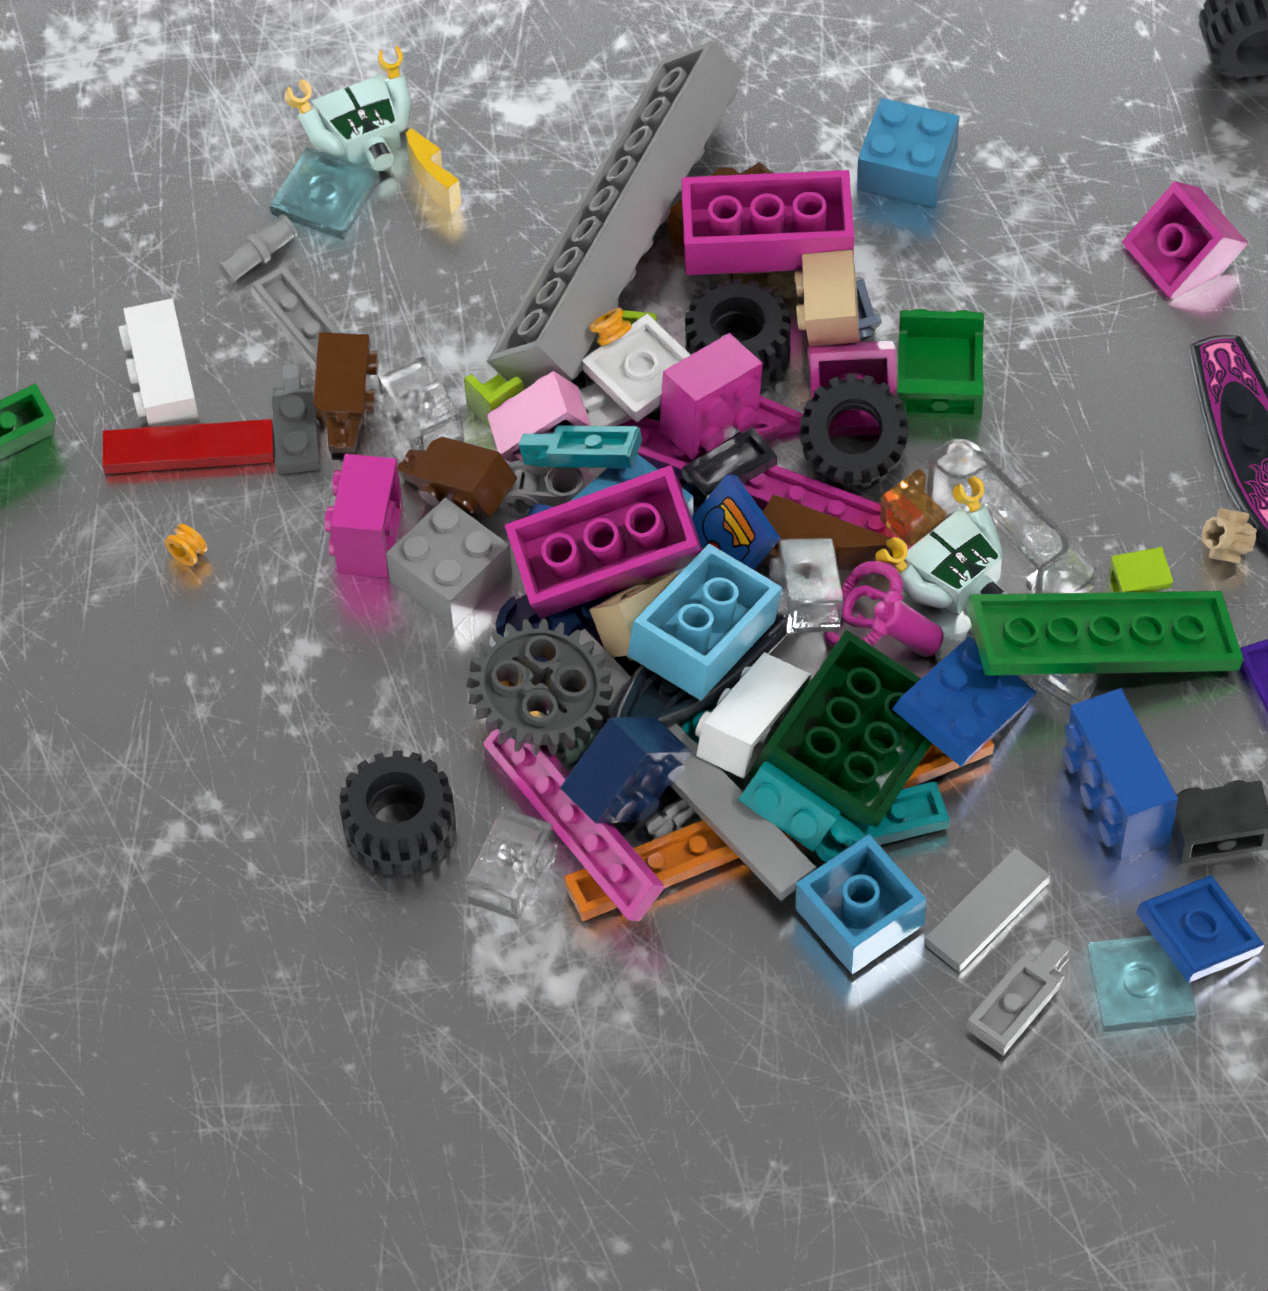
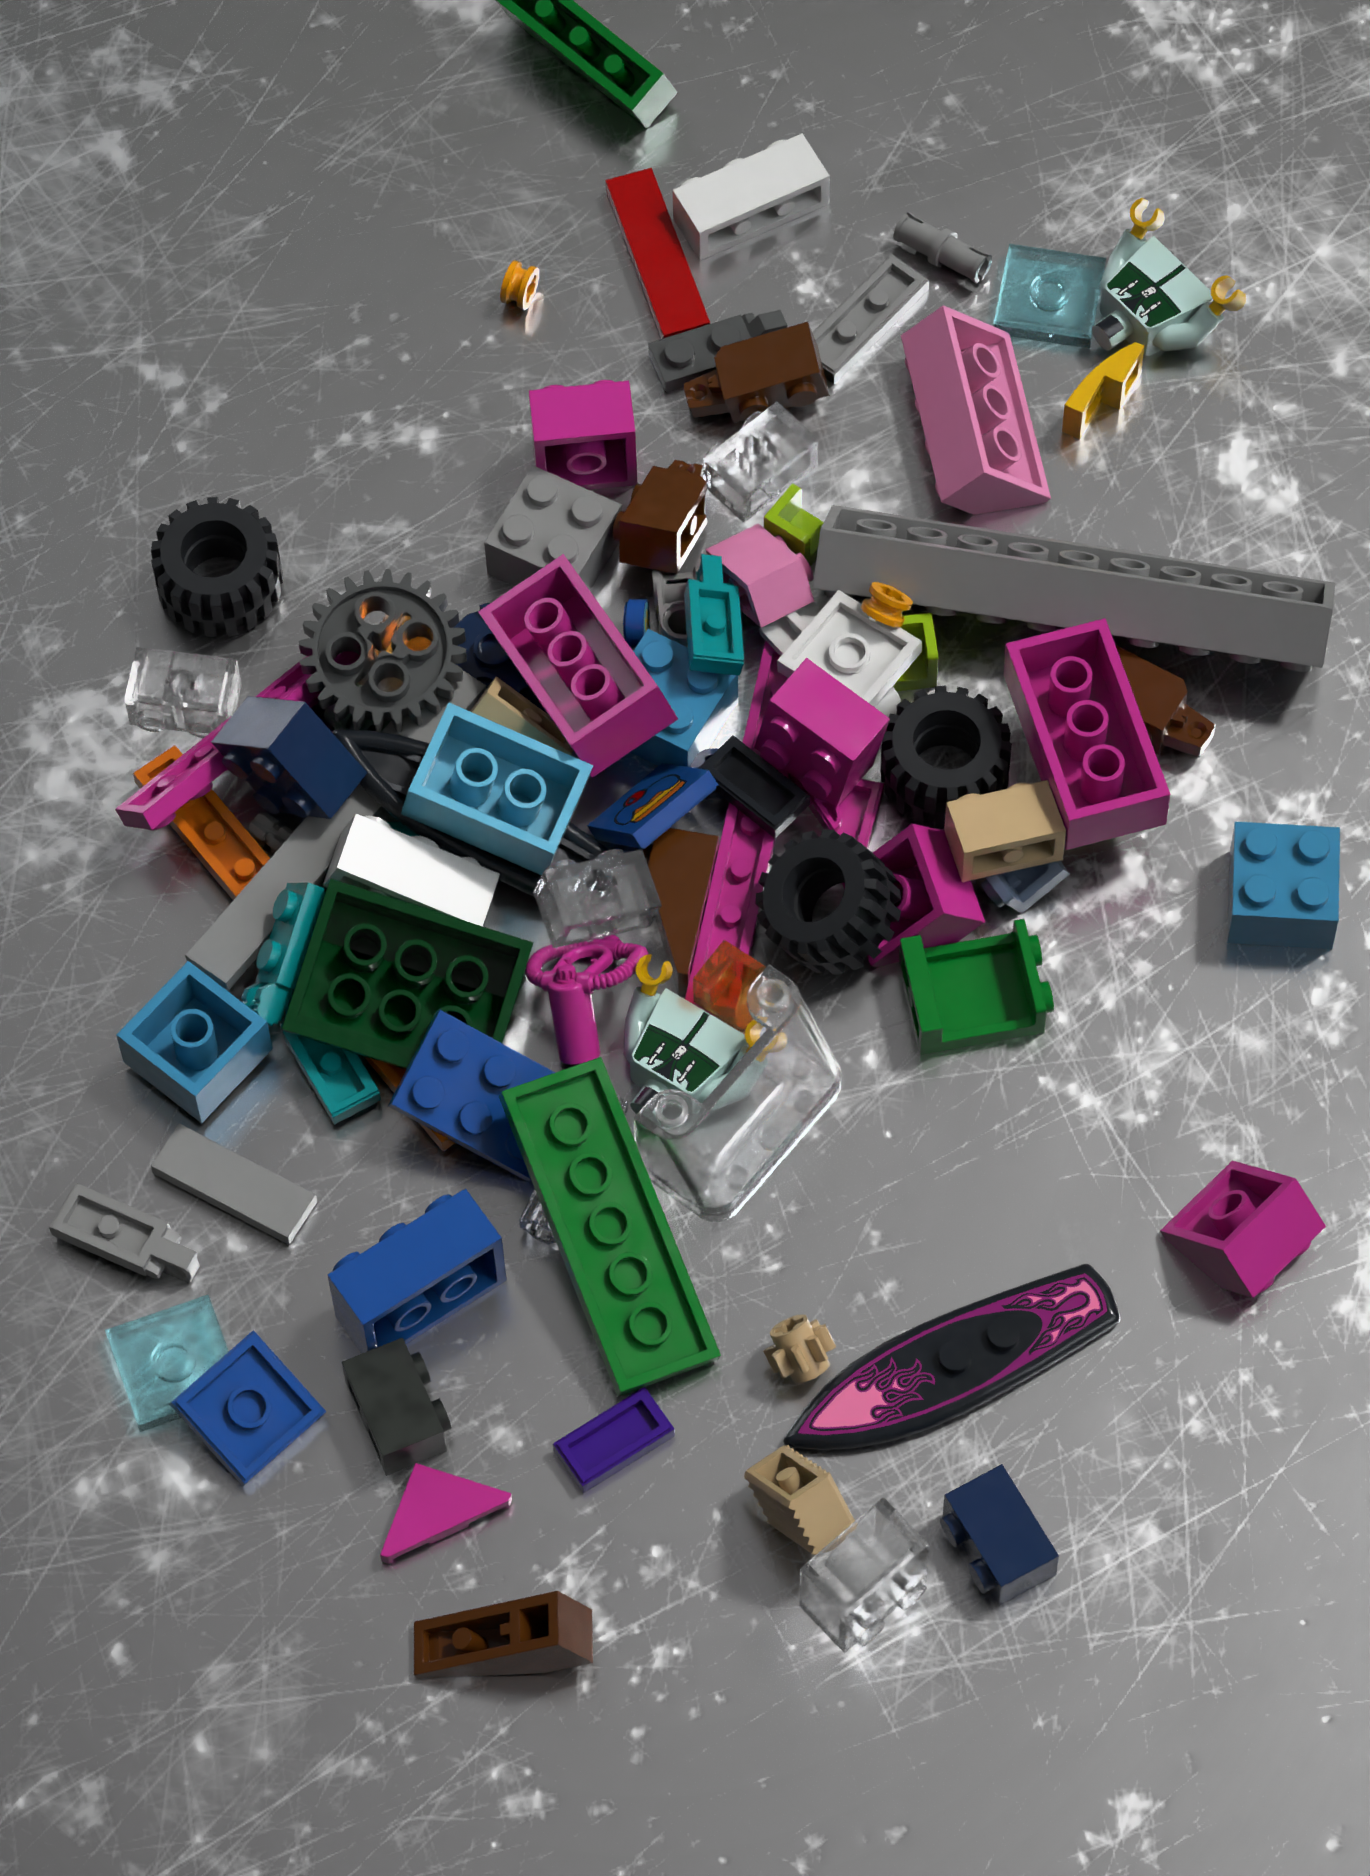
camera: 75 degrees right, 5 degrees up
(424, 261) = (974, 414): none -> bright pink slope
(1139, 571) = (714, 1256): lime panel -> none

